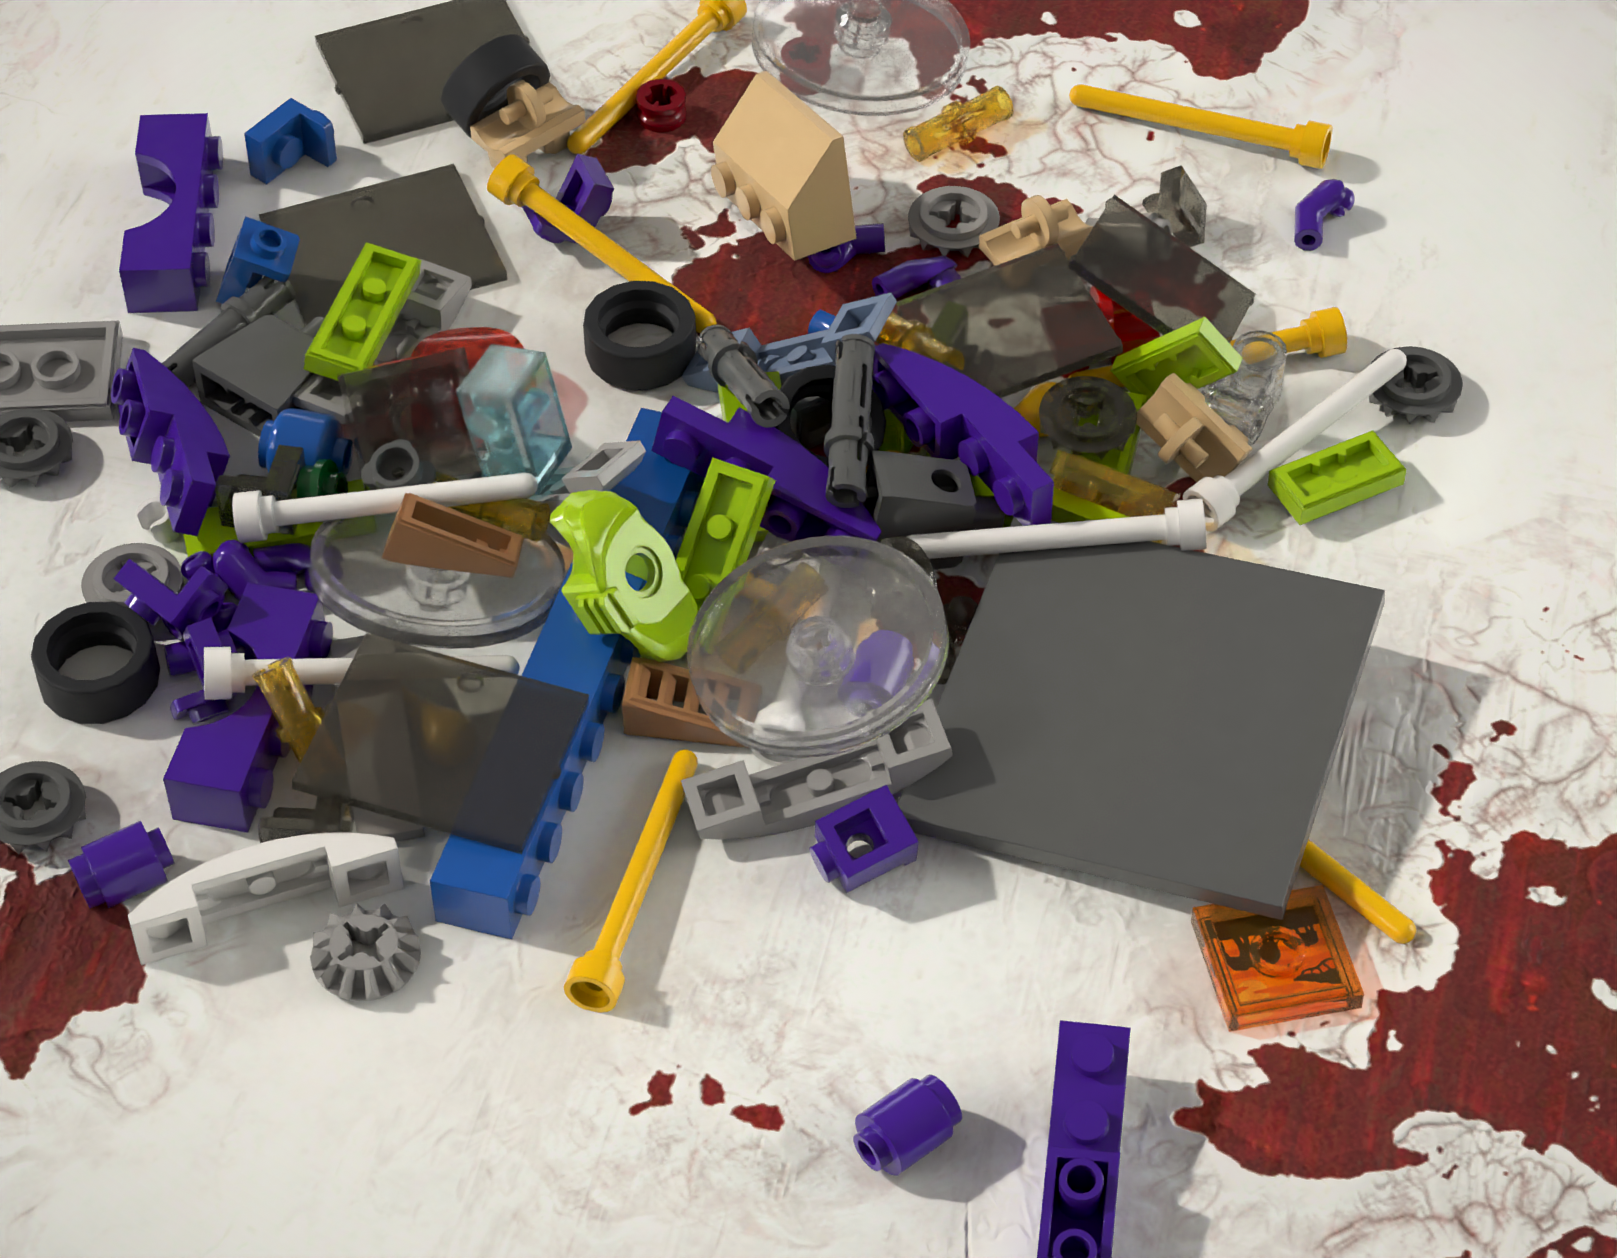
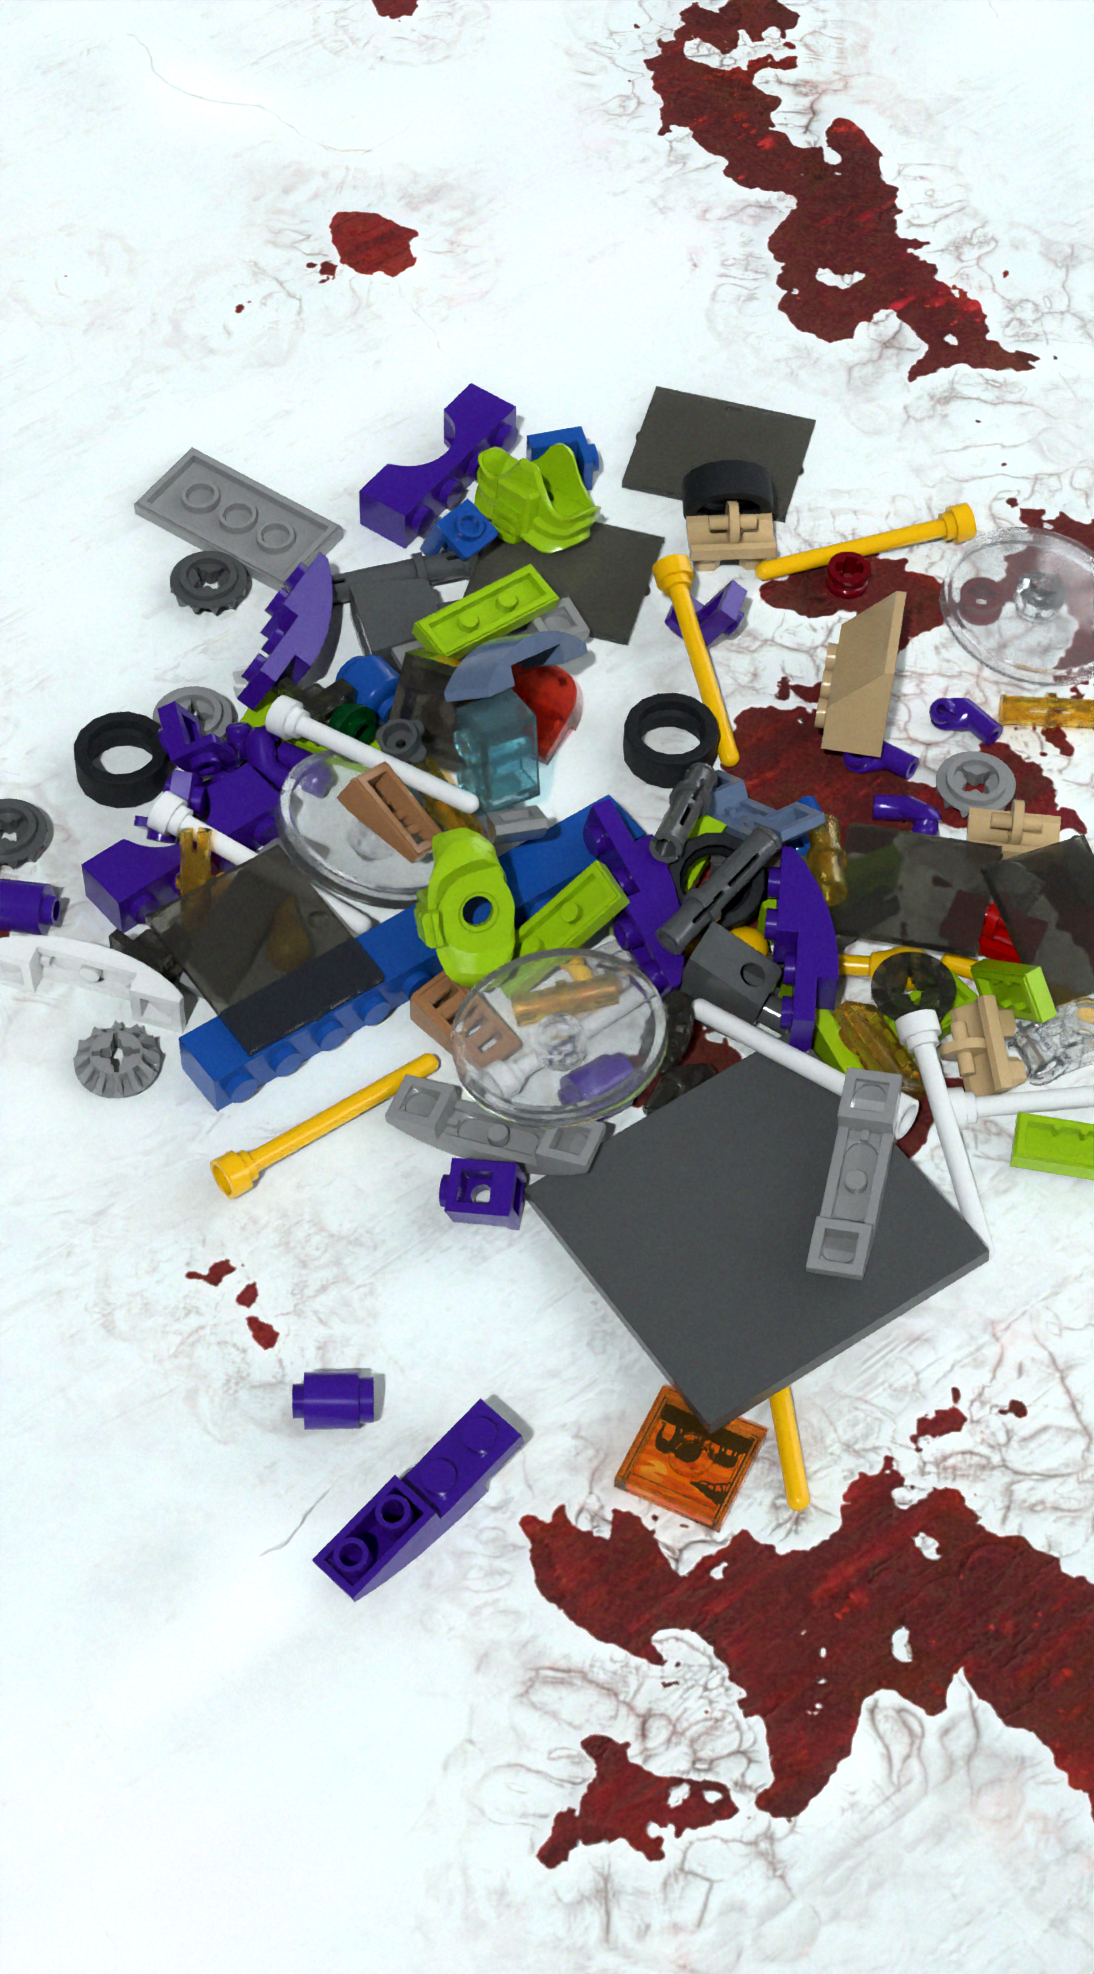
camera: 35 degrees right, 5 degrees up
(302, 186) = (519, 496): none -> lime piece
(447, 335) = (488, 666): none -> sand blue slope
(886, 167) = (964, 715): none -> dark purple arm
(1141, 447) = (920, 1034): none -> white piece
(1209, 596) = (856, 1174): none -> light grey slope

